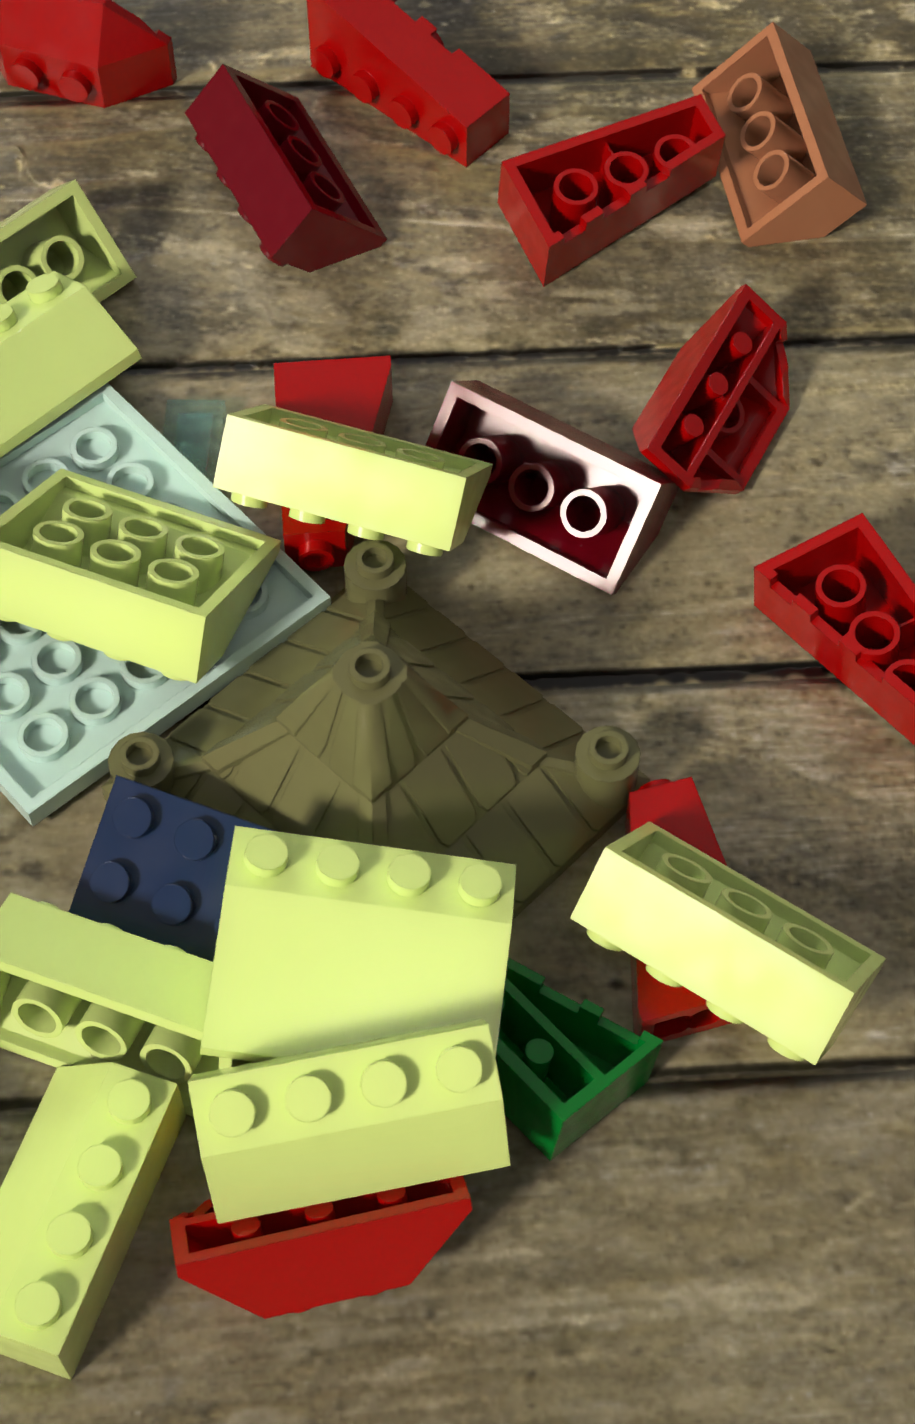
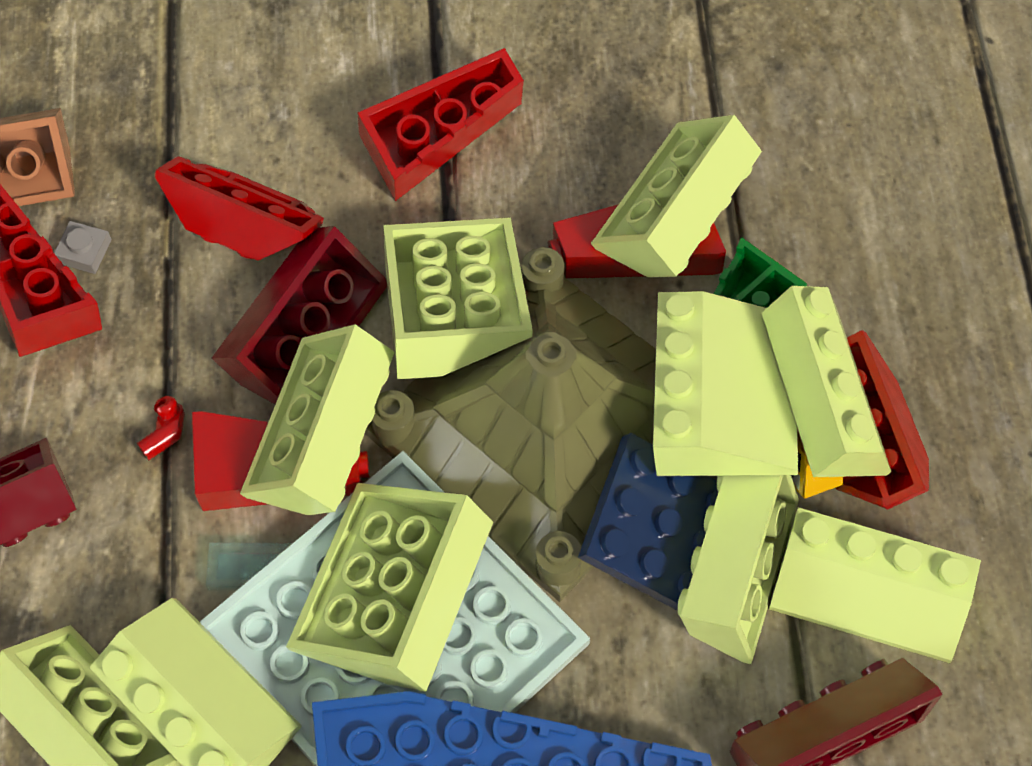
camera: 90 degrees left, 5 degrees up
(405, 354) = (168, 427): none -> red arm
(554, 623) = (453, 294): none -> yellowish green slope
(661, 254) = (83, 247): none -> light grey plate

